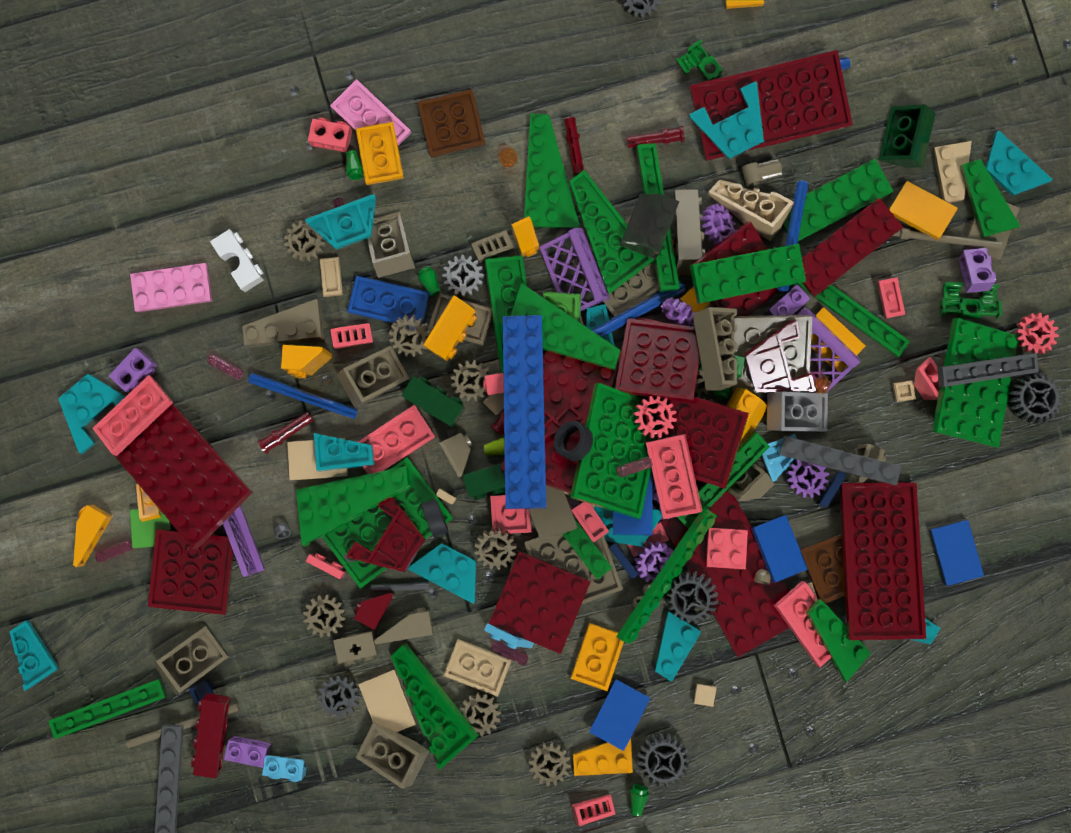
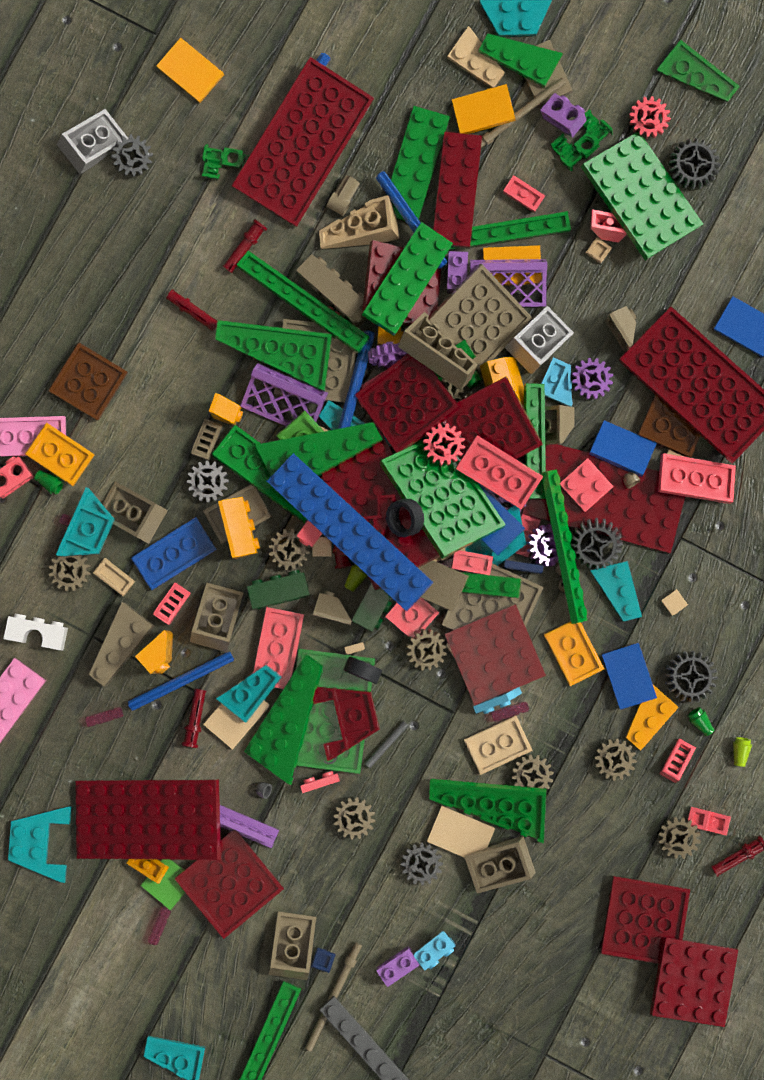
camera: 45 degrees left, 0 degrees up
(89, 529) = (126, 927): light orange slope -> none
(130, 366) = (36, 785): medium lavender brick -> none
(132, 415) = (75, 816): coral plate -> none
(211, 735) = (361, 981): dark red brick -> none
(347, 655) = (399, 806): dark tan brick -> none
(372, 610) = (384, 779): dark red slope -> none
(409, 344) = (219, 567): dark tan gear -> none
(412, 626) = (422, 764): dark tan slope -> none
(429, 281) = (187, 509): green cone -> none
(449, 570) = (408, 698): teal wing -> none
(508, 157) = (153, 365): clear orange plate -> none
(547, 188) = (203, 359): green wing -> none
(634, 467) = (465, 493): clear pink axle -> none
(649, 224) = (303, 313): clear smoke slope -> none
(717, 223) = (350, 263): medium lavender gear -> none
(737, 131) = (298, 183): teal wing -> none
(769, 364) = (488, 328): wing -> none
(822, 385) = (537, 304): clear orange plate -> none
(831, 489) = (617, 370): dark blue tile -> none
(841, 460) = (602, 344): dark grey plate -> none
(845, 653) = (742, 474): green wing -> none
(907, 135) = (420, 67): dark green slope -> none
(987, 369) = (640, 178): dark grey plate -> none

